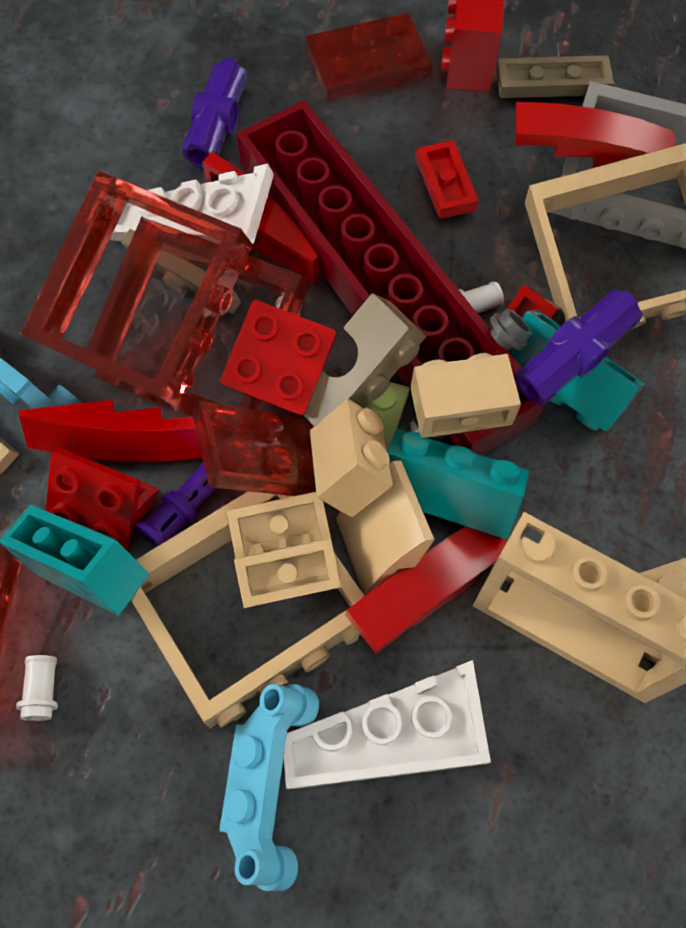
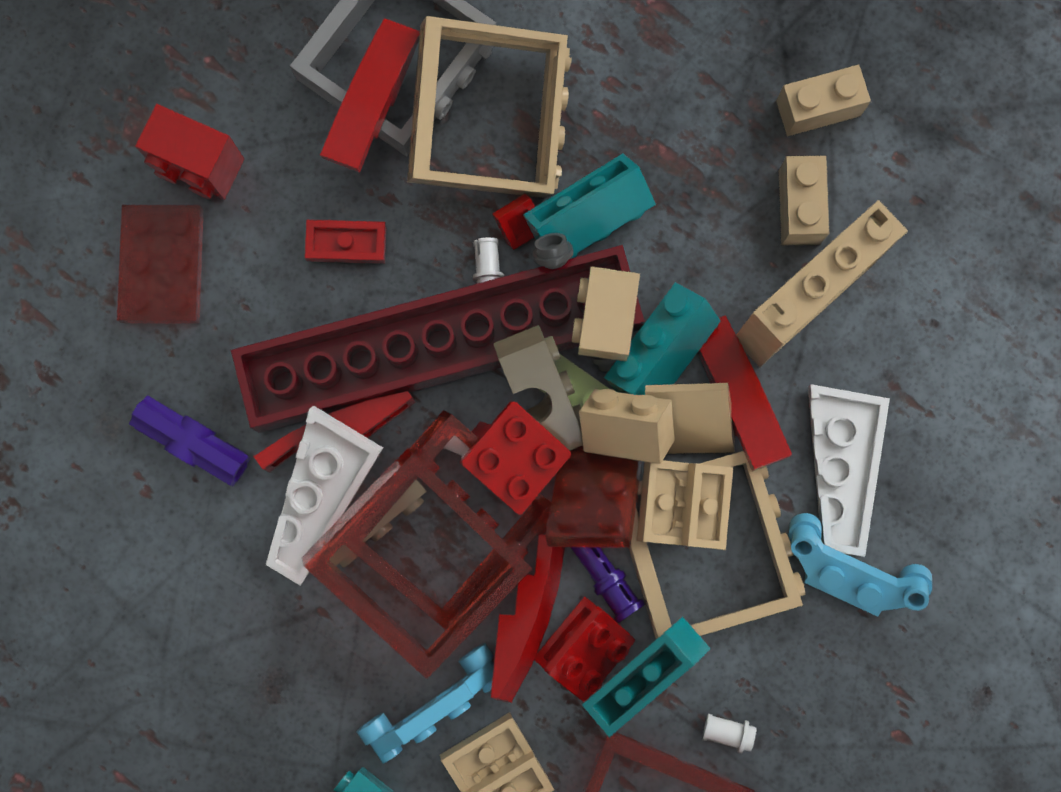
camera: 70 degrees left, 15 degrees up
(551, 75) = (257, 90): dark tan plate -> none
(578, 347) = (593, 202): dark purple piece -> none

